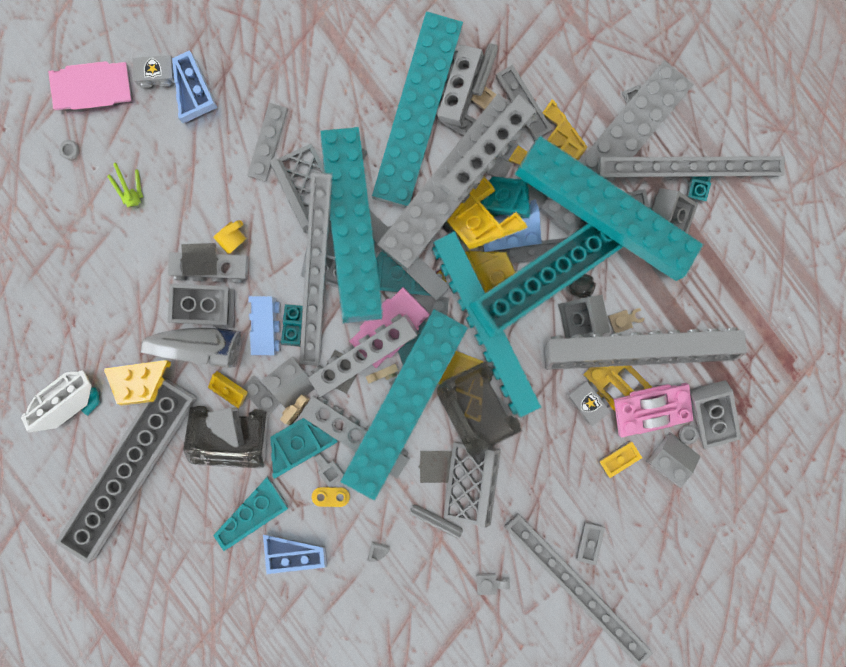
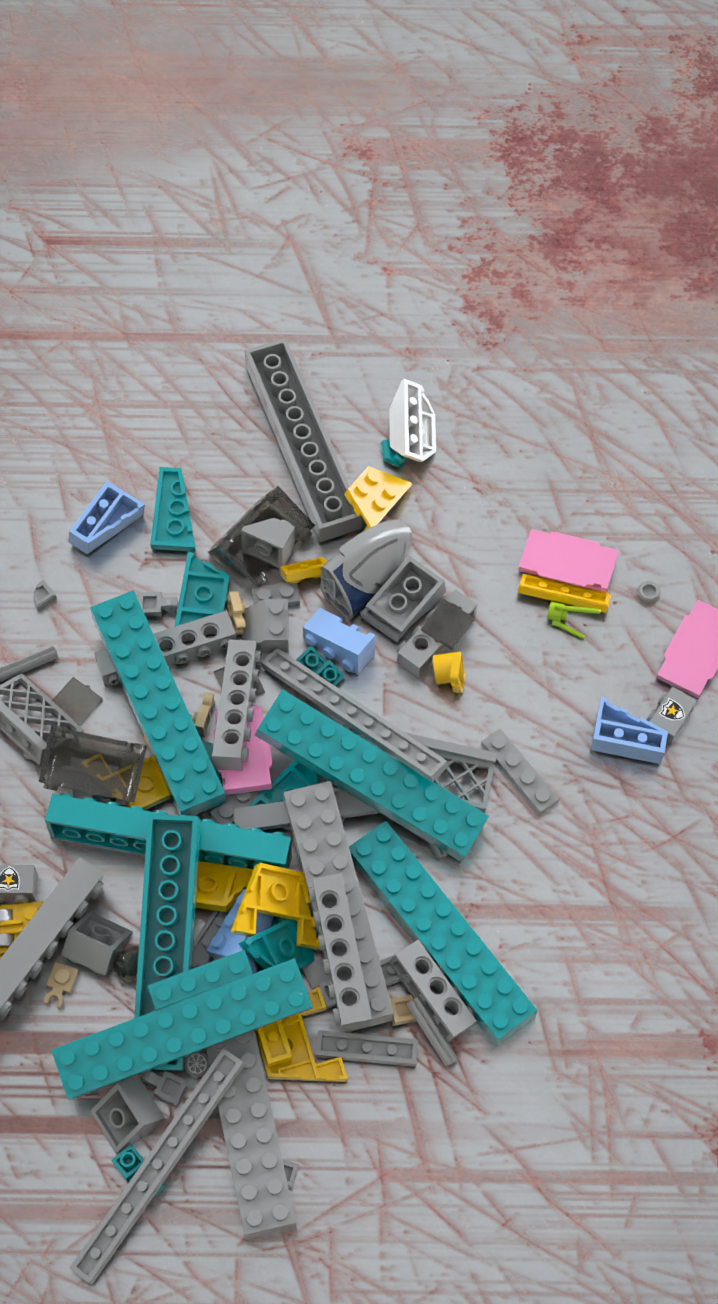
camera: 130 degrees right, 25 degrees down
(86, 217) = (569, 560): none -> bright pink piece
(113, 204) = (564, 593): none -> yellow tile
(330, 495) = (128, 585): yellow plate -> none
(574, 220) = (199, 979): none -> teal brick

